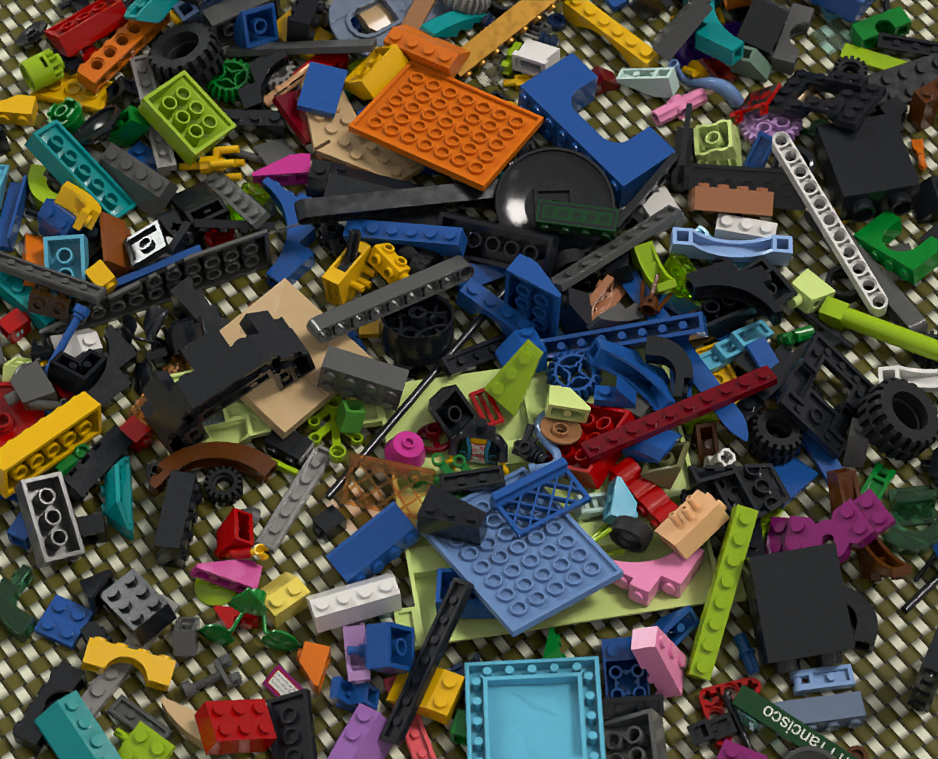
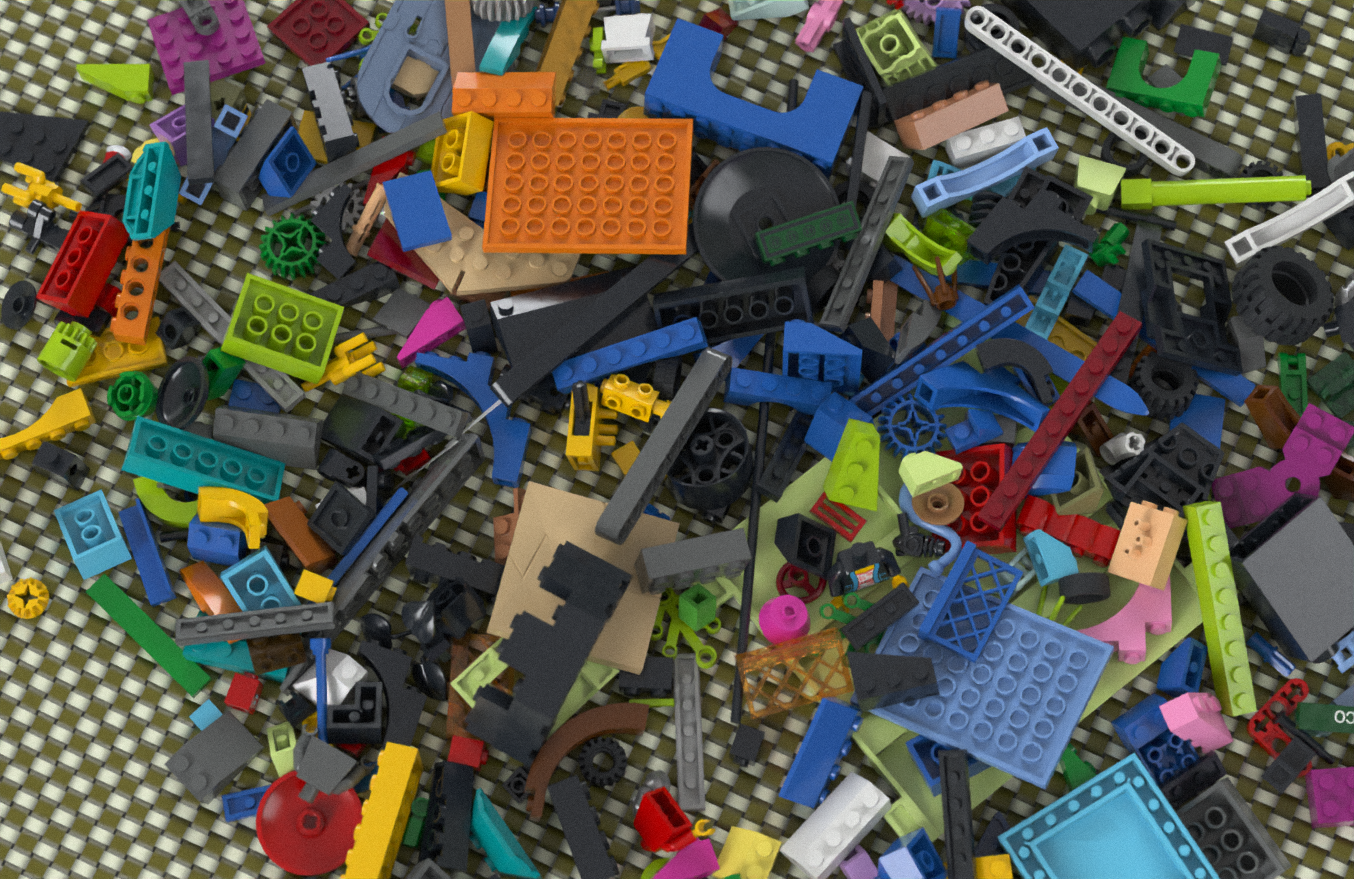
camera: 25 degrees left, 15 degrees up
(187, 48) = (208, 231): black tyre -> none

